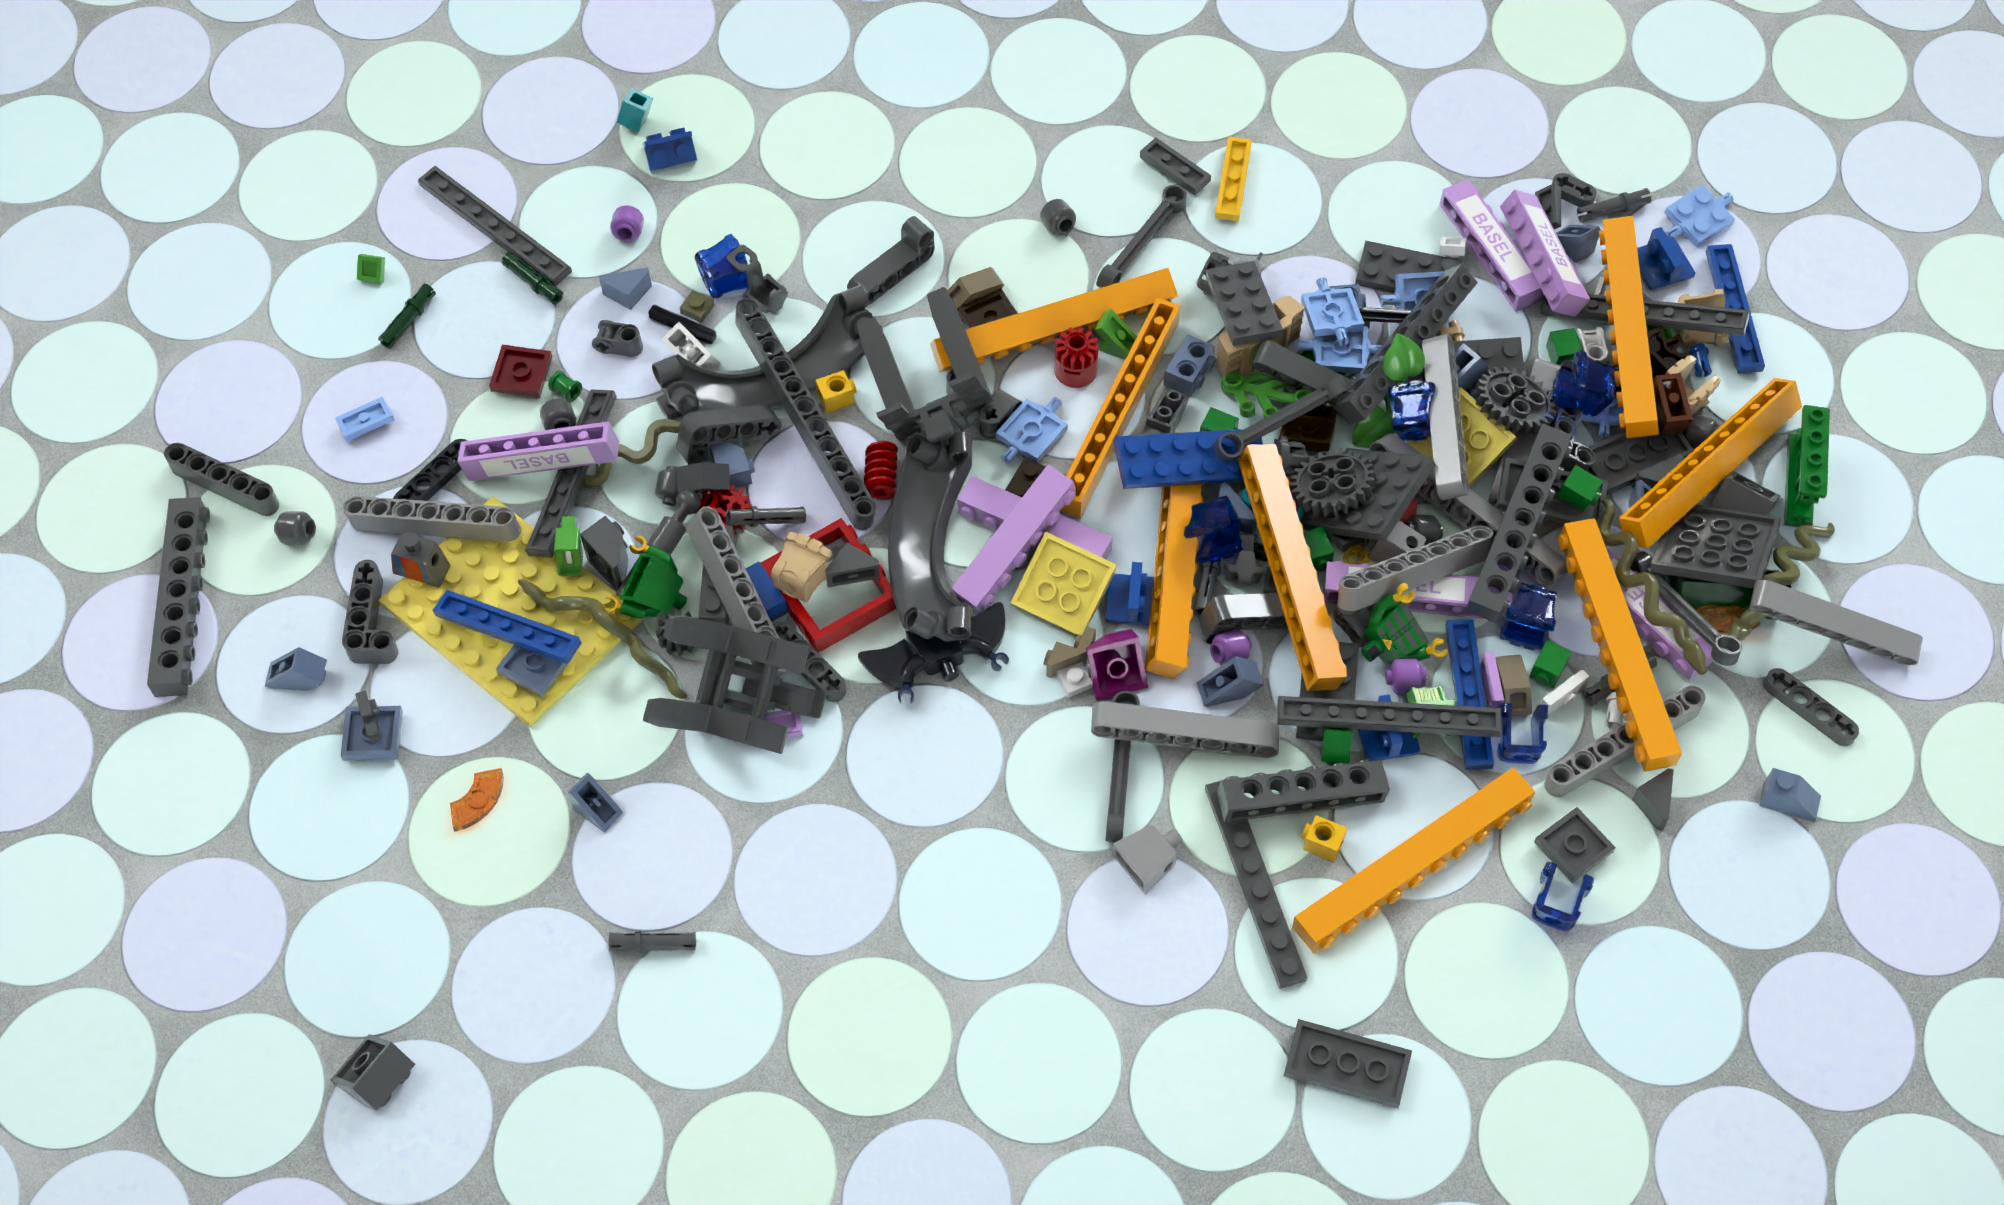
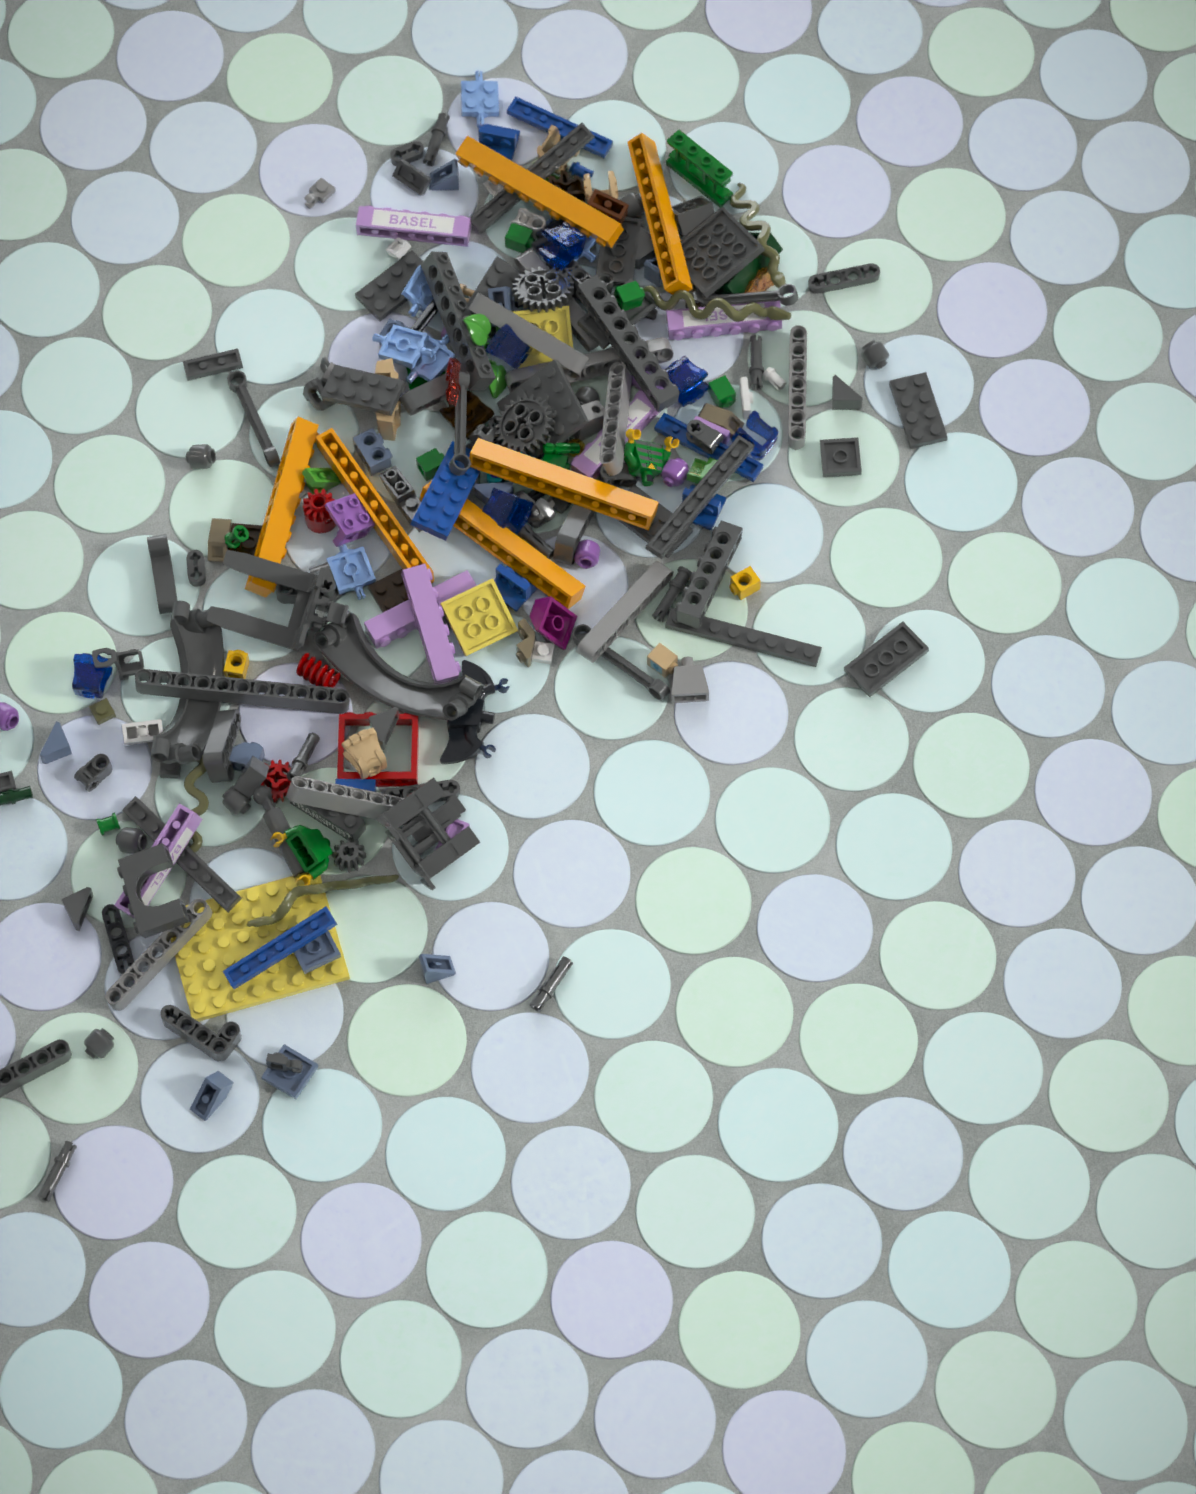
camera: 55 degrees left, 5 degrees up
(129, 577) = (61, 1163): none -> dark grey pin
(180, 515) = (157, 1178): dark grey brick -> none
(364, 419) = (41, 959): light blue plate -> none
(373, 1072) = (527, 1183): dark grey slope -> none
(419, 560) = (187, 976): dark grey torso -> none
(446, 415) = (78, 905): none -> dark grey slope
(479, 800) = (382, 1033): clear orange tile -> none
(499, 431) = (135, 871): none -> dark grey arch
(520, 371) = (75, 844): dark red plate -> none
(568, 548) = (247, 881): bright green piece -> none
(606, 550) = (265, 863): dark grey slope -> none
(671, 319) = (110, 728): black axle -> none
(922, 288) = (191, 568): none -> dark grey beam
(985, 291) = (230, 536): none -> green bush
(1082, 386) = (350, 519): none -> medium lavender bracket
(1155, 808) = (662, 660): none -> tan brick
(1230, 682) = (609, 569): sand blue slope -> none
(1233, 179) = (249, 337): yellow plate -> none
(1237, 385) = (424, 423): bright green plant -> none
(1247, 768) = (676, 586): none -> dark grey pin
(1317, 382) = (452, 376): none -> clear red tile
(1336, 745) = (693, 538): green brick -> none
(1337, 539) = (561, 448): none -> green axle
(1413, 860) = (791, 545): light orange brick -> none
(1458, 141) = (319, 192): none -> light grey plate
(1473, 675) = (704, 436): none -> dark grey piece
(1544, 253) = (446, 201): lavender brick -> none
(1554, 917) = (854, 484): clear blue piece -> none
(1619, 646) = (740, 346): light orange brick -> none
(1710, 896) = (918, 410): none -> dark grey plate
(1740, 800) = (875, 354): none -> dark grey head
(1790, 795) = (889, 328): sand blue slope -> none
(1836, 622) = (809, 227): light grey beam -> none

